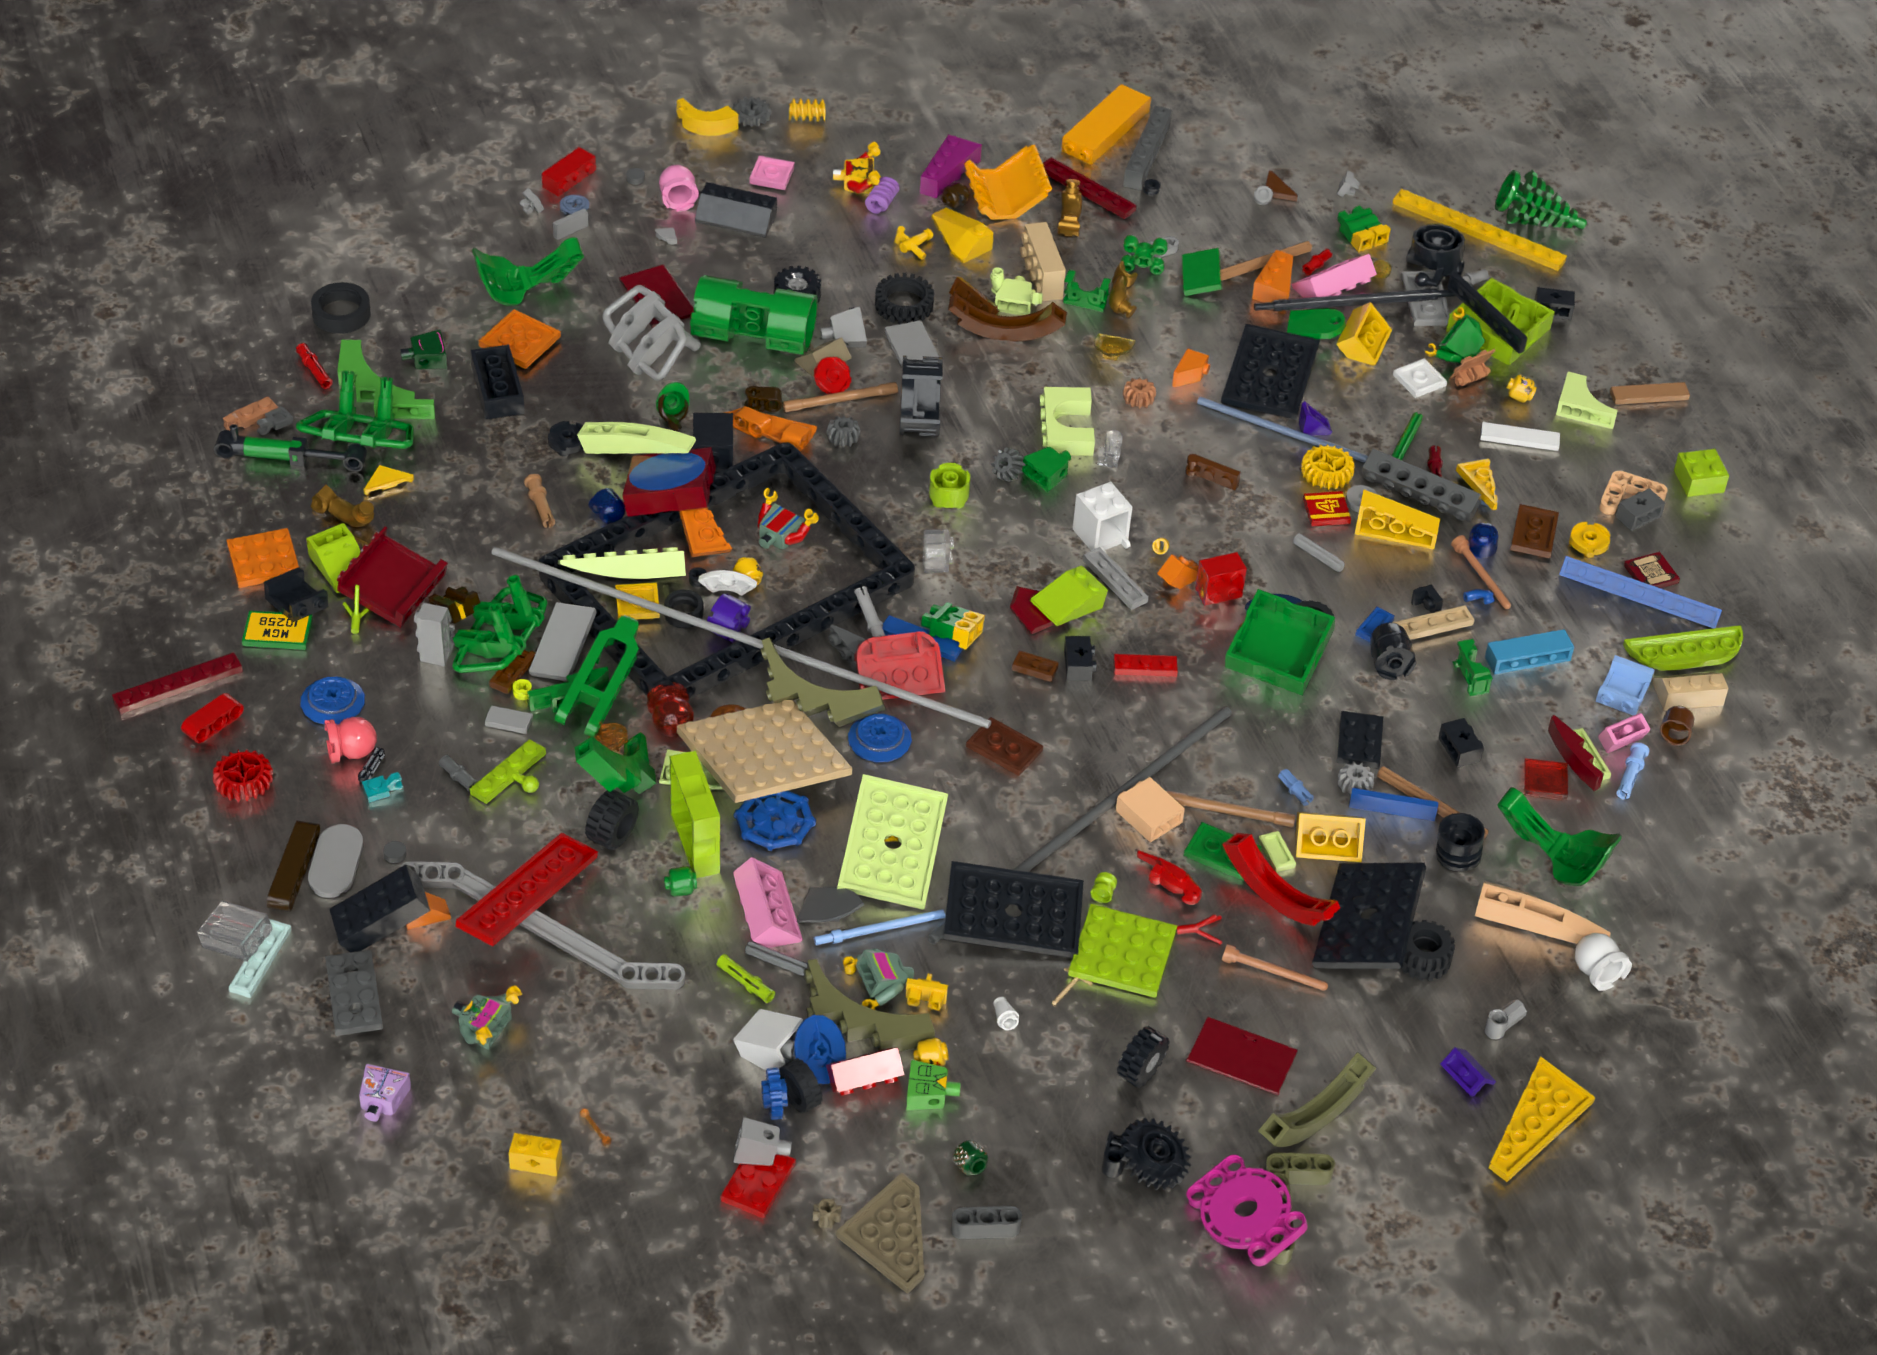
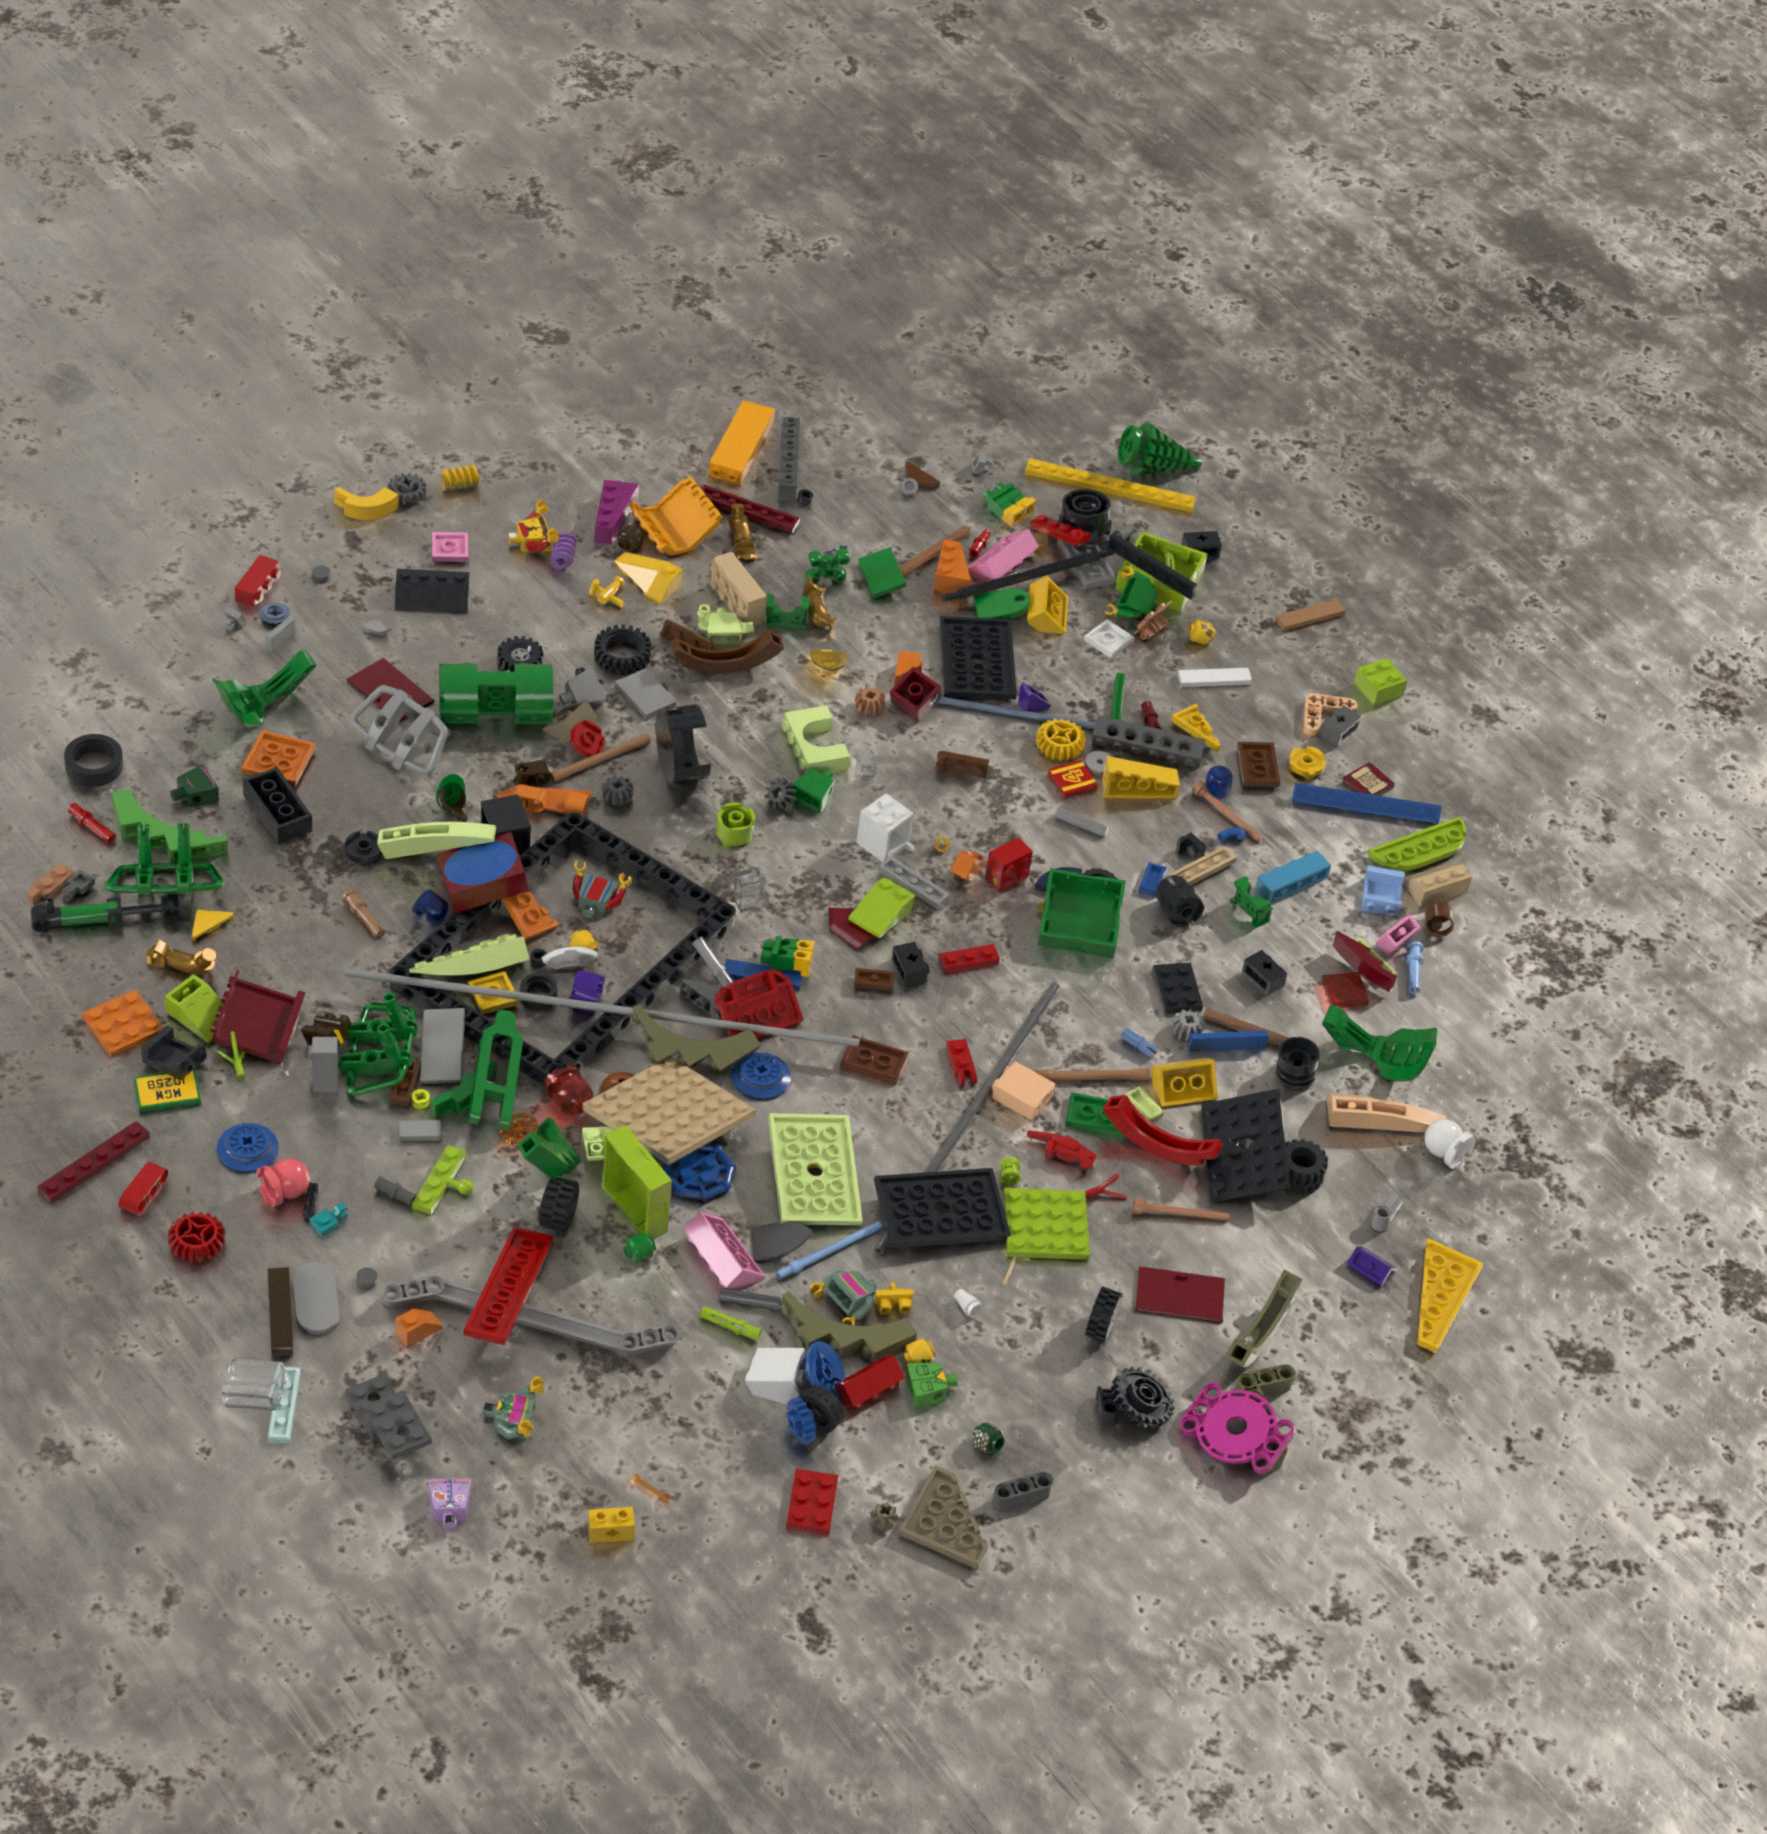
camera: 20 degrees left, 0 degrees up
(379, 909) = (384, 1334): black brick -> none
(678, 188) = (370, 578): bright pink tile -> none
(759, 1143) = (807, 1468): light grey torso -> none
(1097, 765) = (961, 1060): none -> red hinge
(1188, 393) = (916, 694): none -> dark red brick
(1405, 262) = (1060, 530): none -> red plate
(1579, 404) = (1255, 637): yellowish green arch -> none

